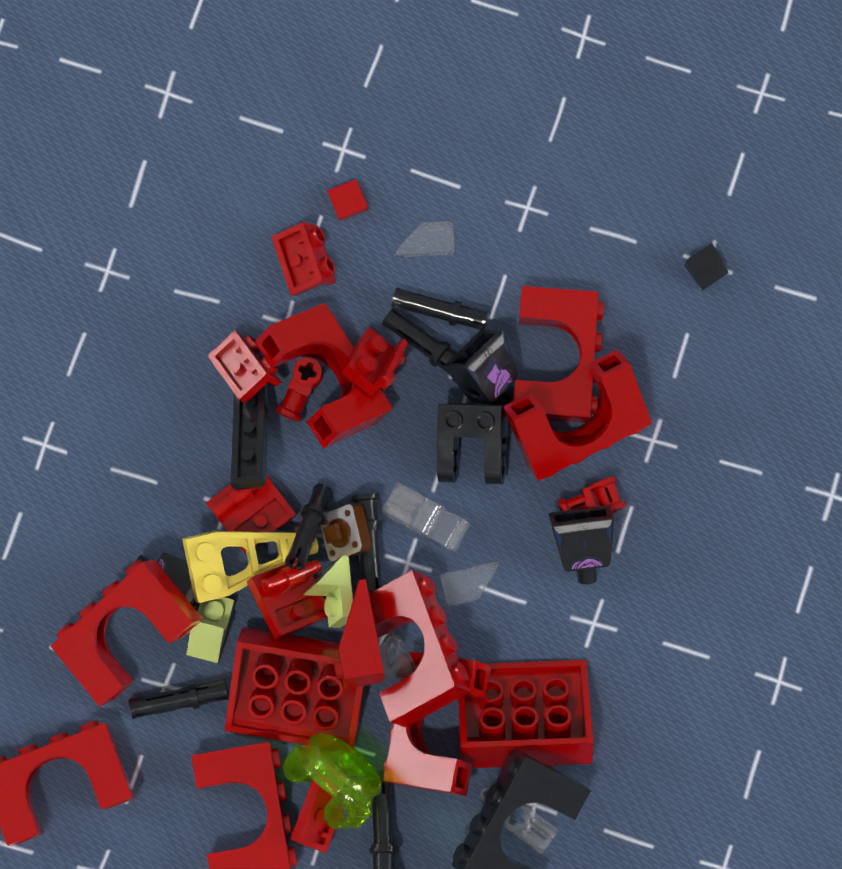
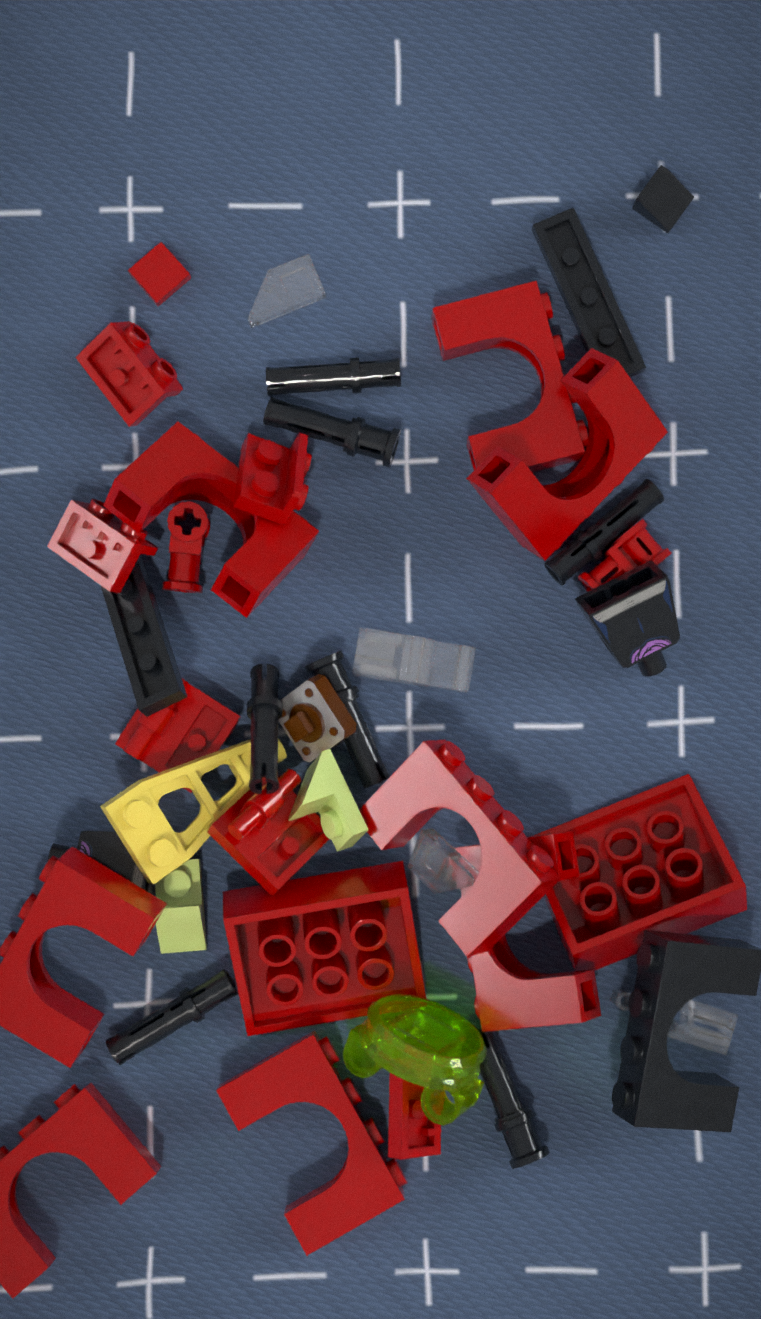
camera: 20 degrees left, 5 degrees up
(359, 652) = (392, 874): red slope -> none
(467, 584) = (498, 728): clear tile -> none
(471, 421) = (430, 512): black brick -> none
(484, 368) = (422, 435): black torso -> none
(585, 476) = (590, 543): none -> black pin
(631, 311) = (586, 289): none -> black plate

